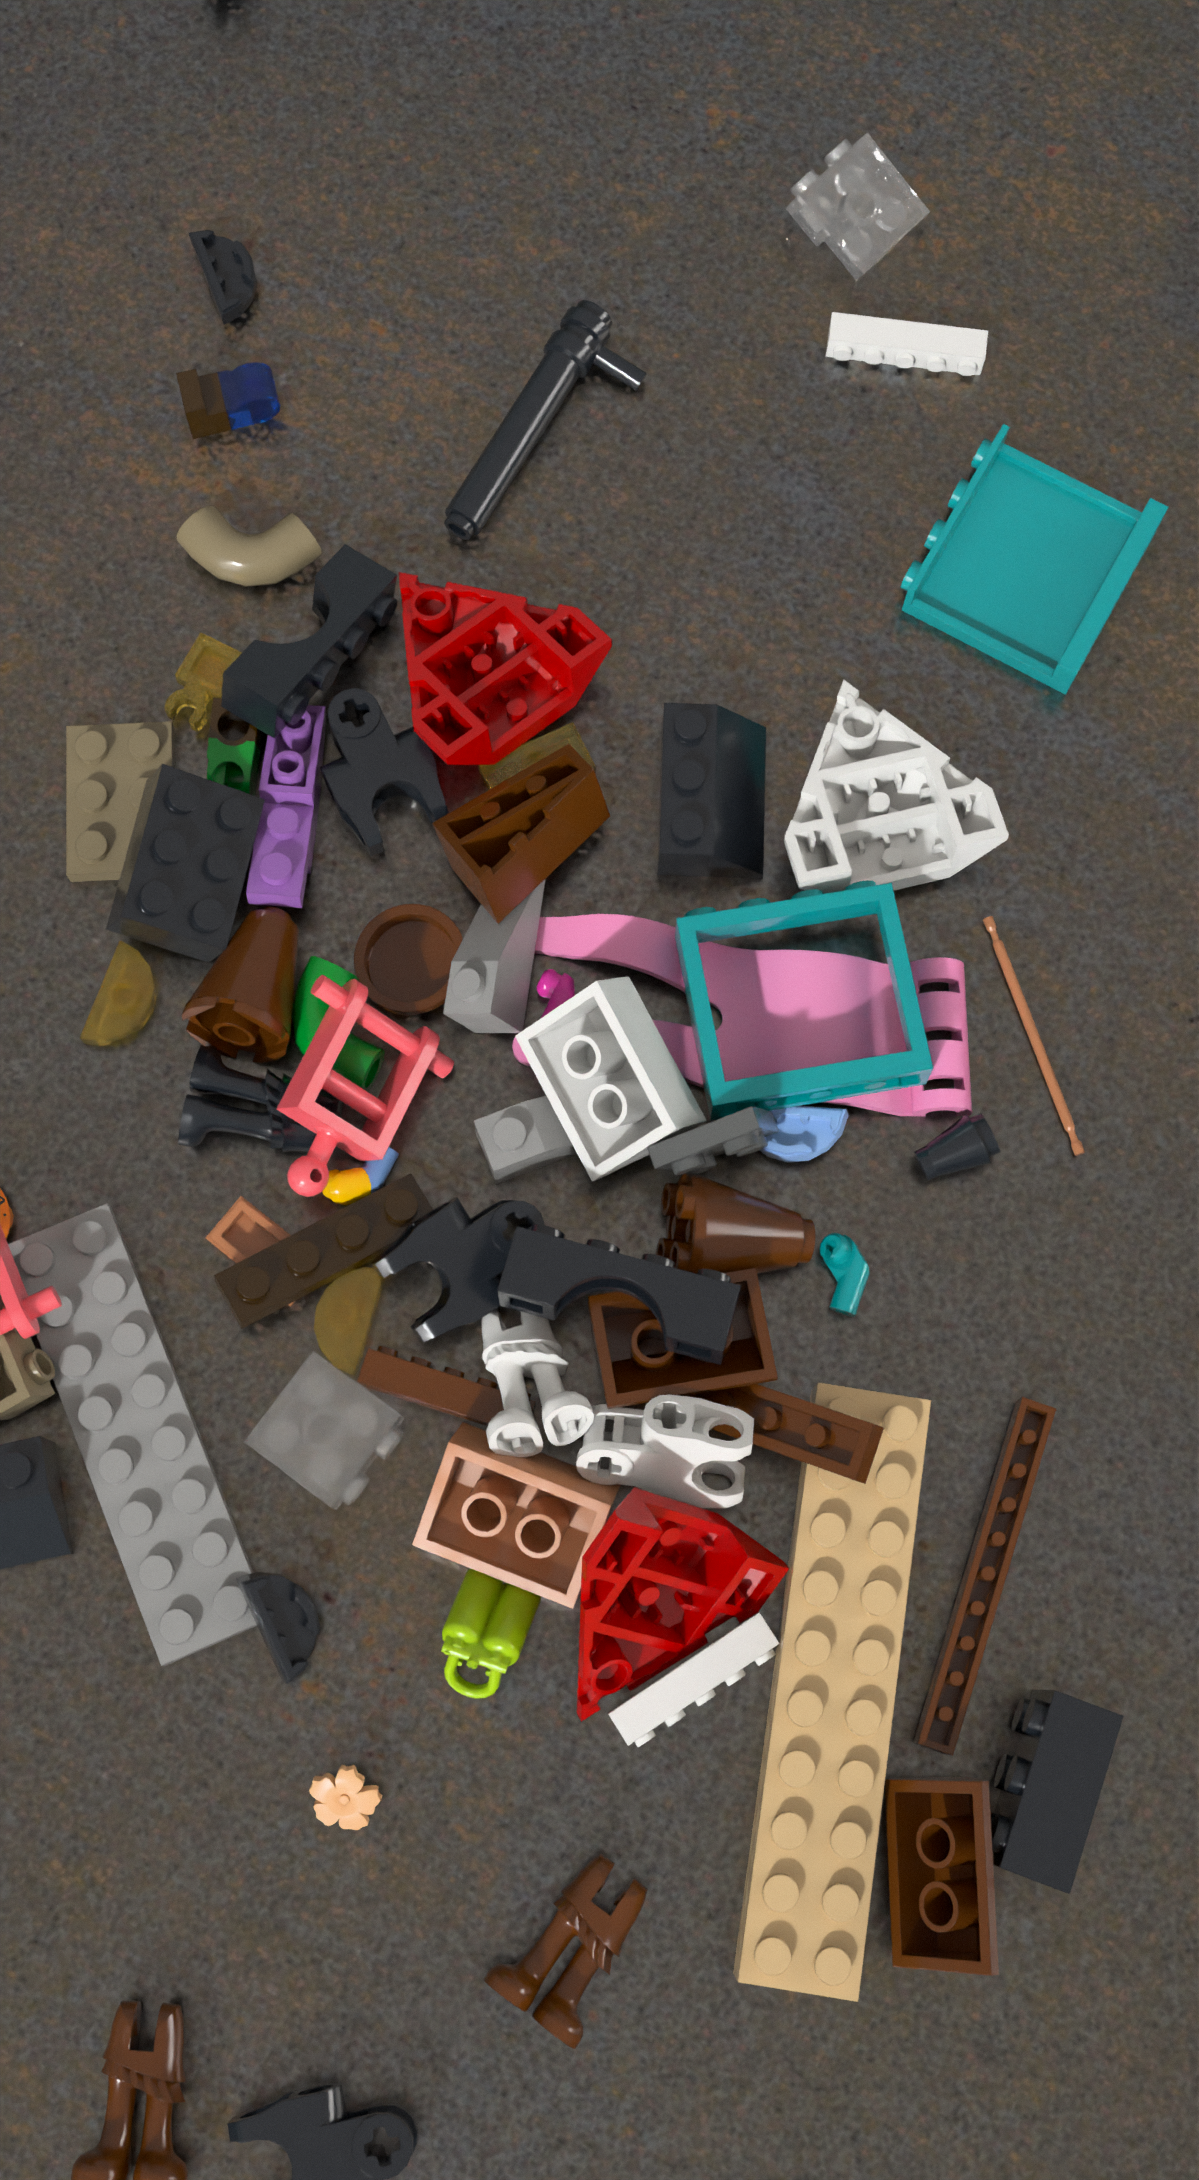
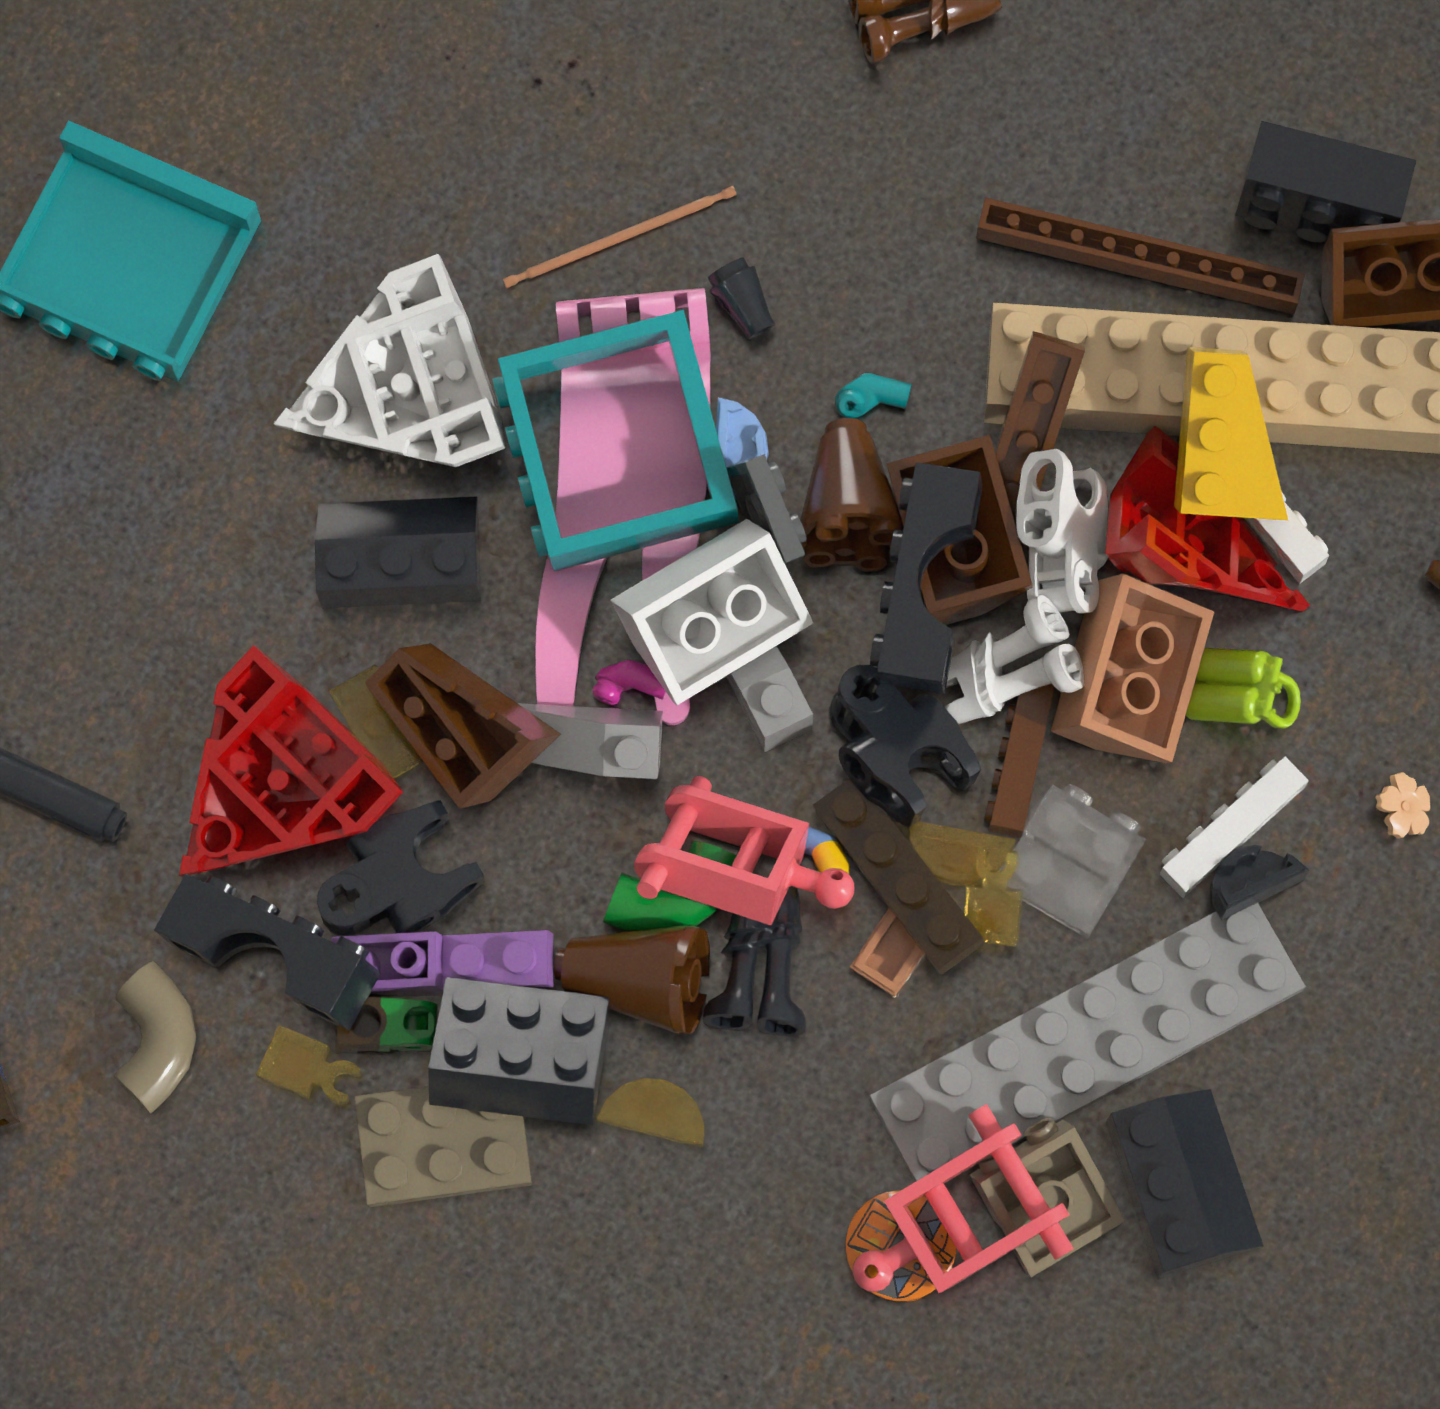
camera: 90 degrees left, 0 degrees up
(283, 1341) = (994, 906): none -> clear yellow plate
(344, 1607) = (1232, 825): none -> white piece
(407, 958) = (594, 826): reddish brown piece -> none
(748, 1633) = (1224, 441): none -> yellow wedge

